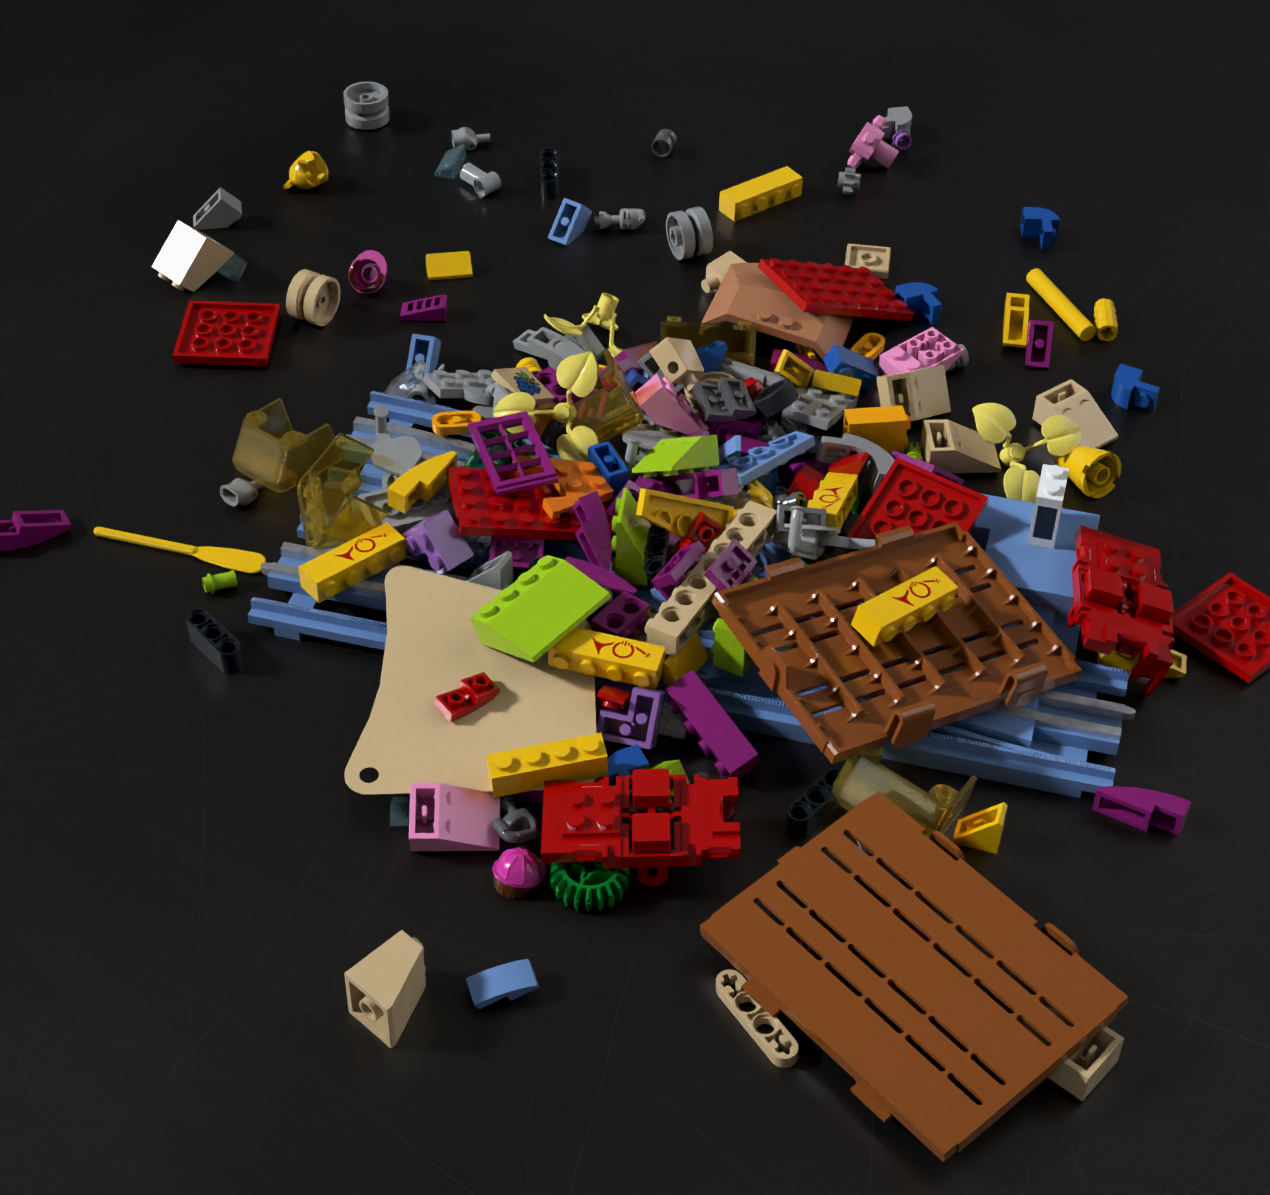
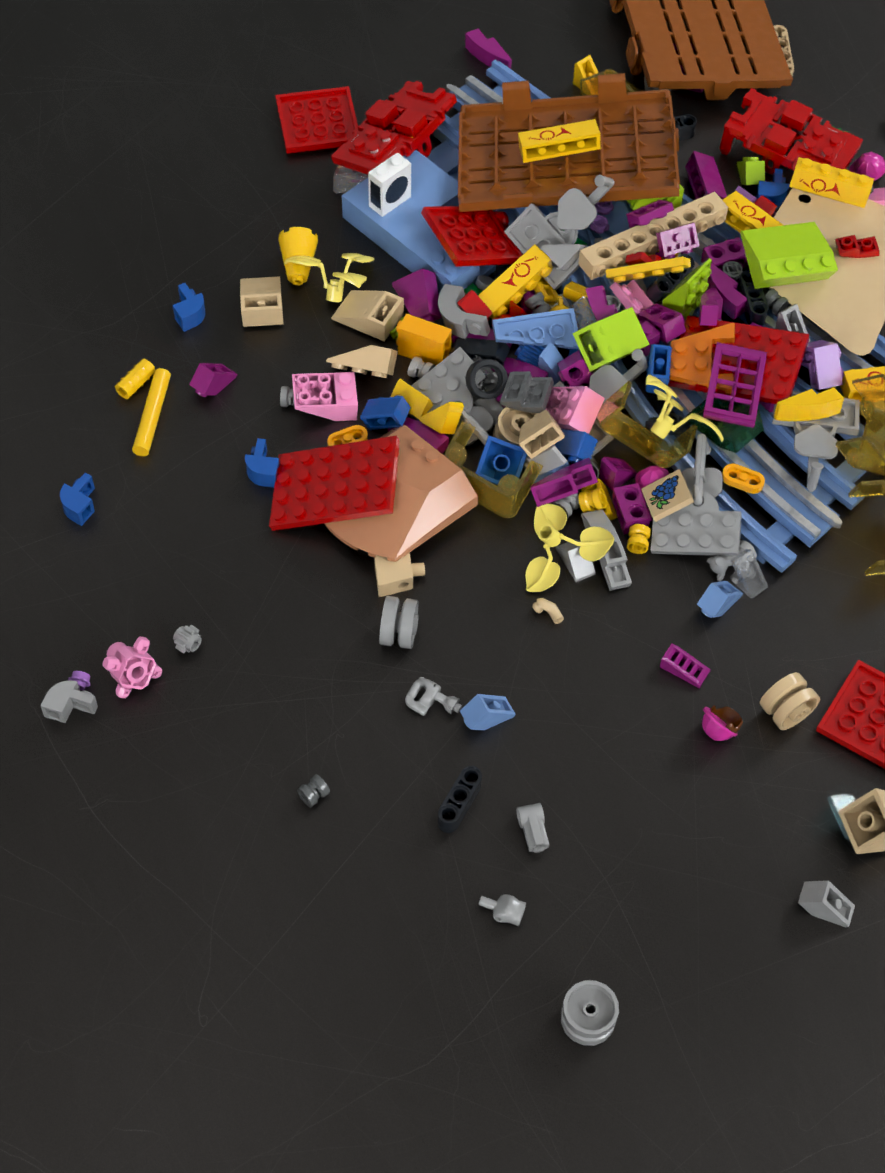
camera: 150 degrees left, 15 degrees up
(307, 171) = (710, 921): yellow helmet -> none
(449, 265) = (632, 713): yellow slope -> none
(451, 162) = (543, 879): clear light blue slope -> none
(574, 305) = (550, 607): none -> tan arm
(753, 386) = (489, 410): red plate -> none
(760, 193) = (280, 664): yellow brick -> none
(871, 257) = (256, 541): tan tile -> none
(1016, 320) = (205, 410): yellow slope -> none

